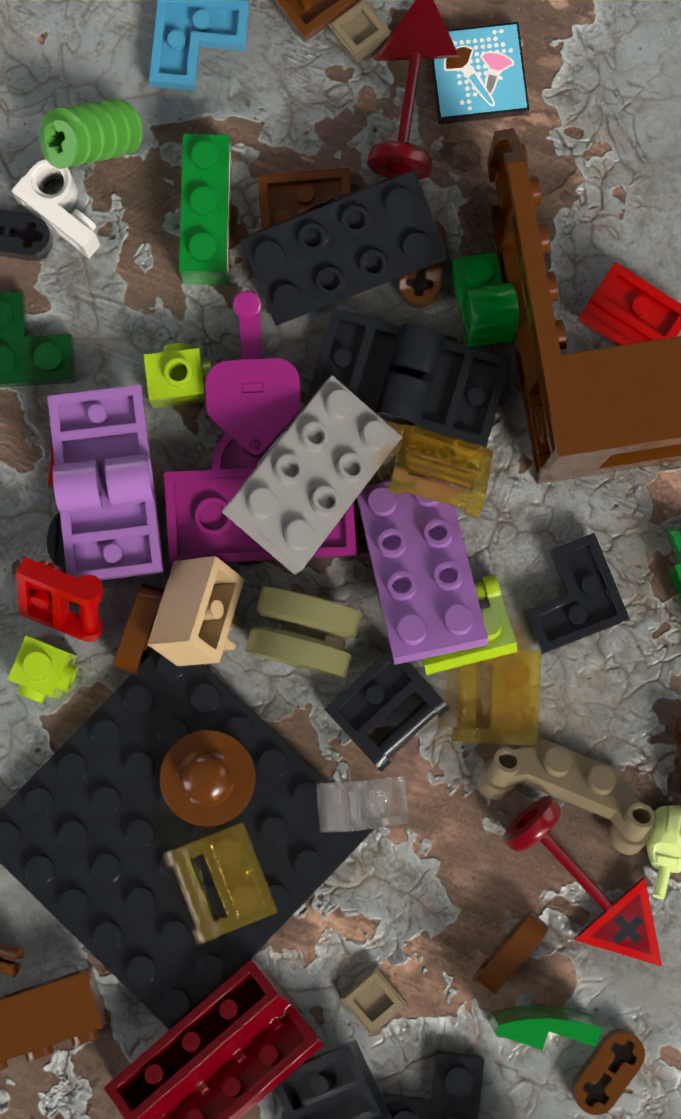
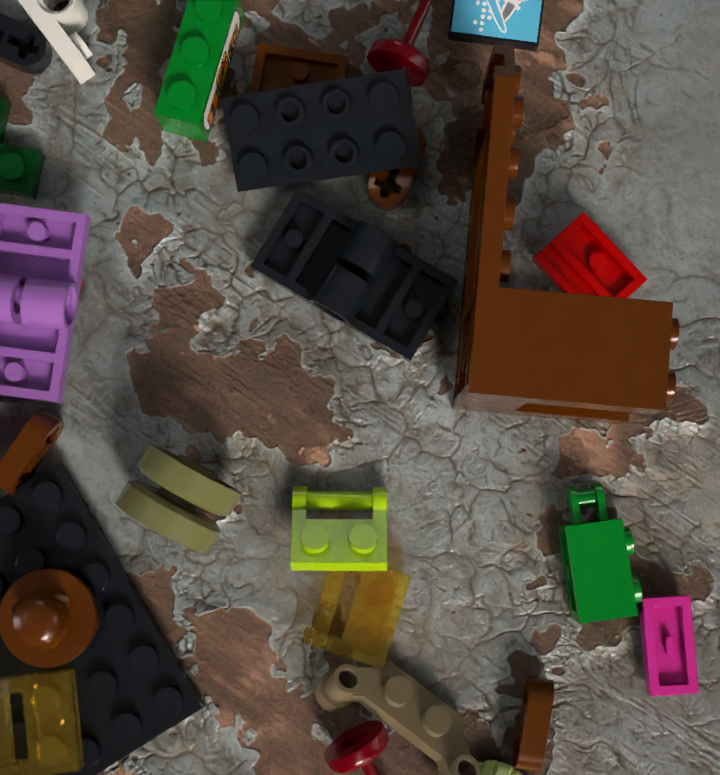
camera: 20 degrees right, 0 degrees up
(176, 376) = (129, 216): lime brick -> none
(197, 612) = (82, 451): tan brick -> none
(254, 405) = (176, 360): magenta plate -> none
(312, 475) = (224, 346): light grey plate -> none
(362, 804) = (192, 685): clear plate -> none
(375, 697) = (238, 578): black plate -> none
(420, 574) = (313, 464): medium lavender plate -> none
(445, 461) = (364, 363): clear yellow plate -> none
(484, 302) = (445, 217): green plate -> none
(589, 602) = (471, 541): black plate -> none

